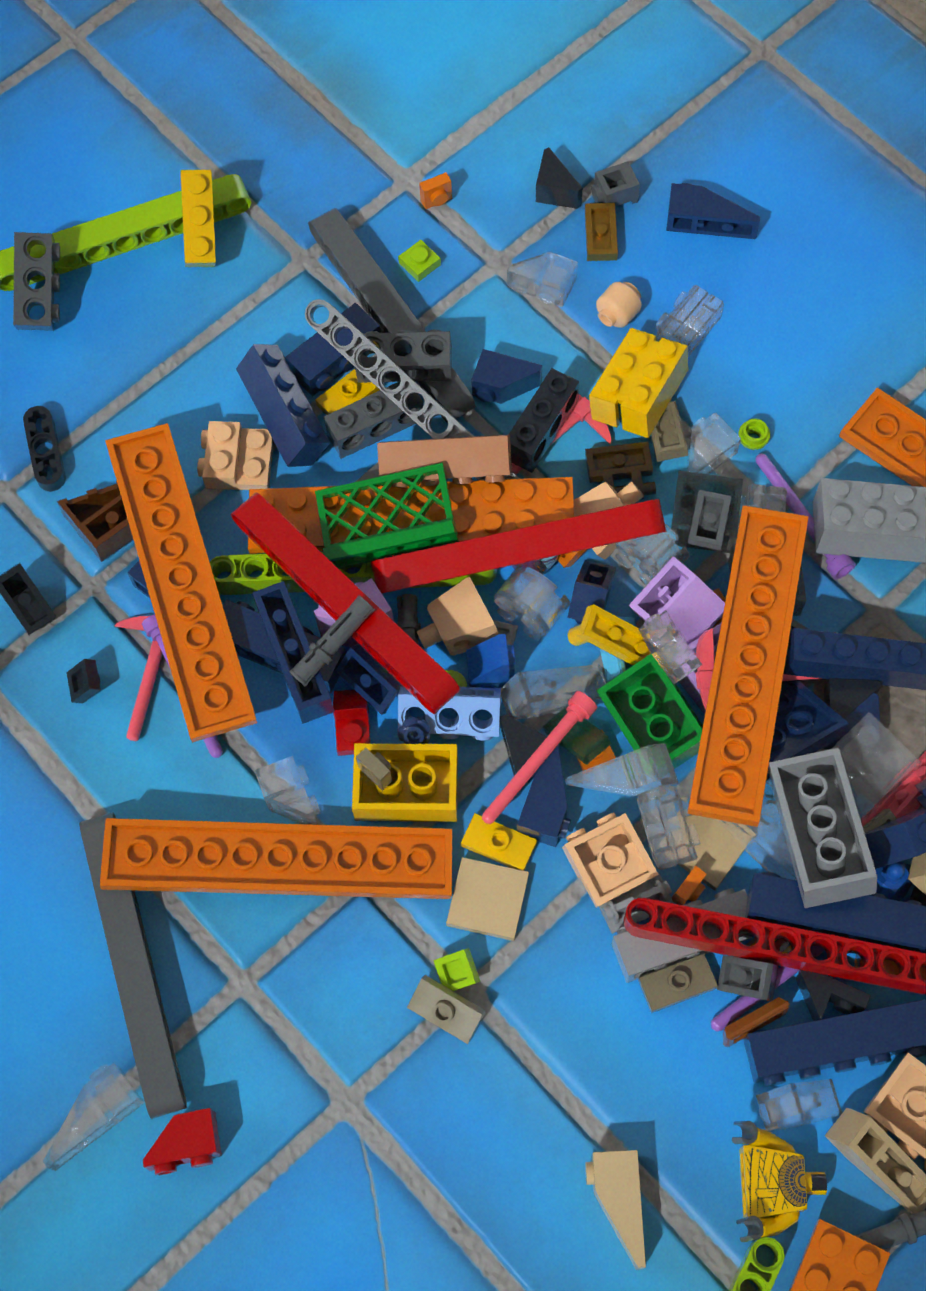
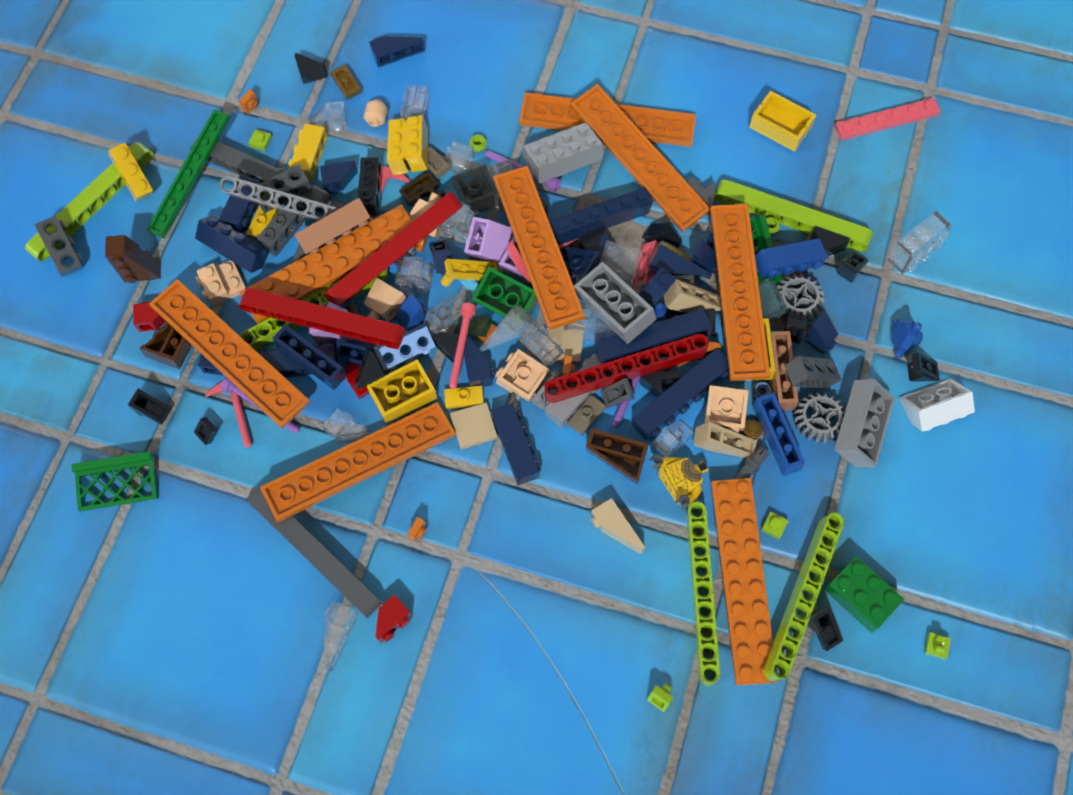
camera: 30 degrees left, 0 degrees up
(34, 439) = (111, 322): black beam -> none
(93, 456) = (146, 318): none -> red slope
(121, 358) = (131, 261): none -> reddish brown wedge
(283, 261) = (188, 174): none -> green tile
(305, 1021) = (417, 530): none -> orange plate
(331, 641) = (326, 344): dark grey pin -> none
(371, 723) = (369, 370): none -> black slope
(375, 767) = (384, 390): dark tan plate -> none
(384, 543) = (331, 277): green fence -> none
(414, 724) = (392, 360): dark blue plate -> none
(446, 1009) = (483, 486): dark tan plate -> none
(457, 970) = (478, 466): lime plate -> none
(482, 314) = (309, 149): none -> yellow brick
(534, 968) = (515, 444): none -> dark blue brick
(616, 185) = (341, 56): dark grey brick -> none
(669, 646) = (495, 258): clear slope -> none
(693, 1080) = (618, 452): none -> reddish brown wedge
(709, 520) = (480, 190): dark grey slope -> none
(754, 1021) = (632, 411): dark orange tile -> none

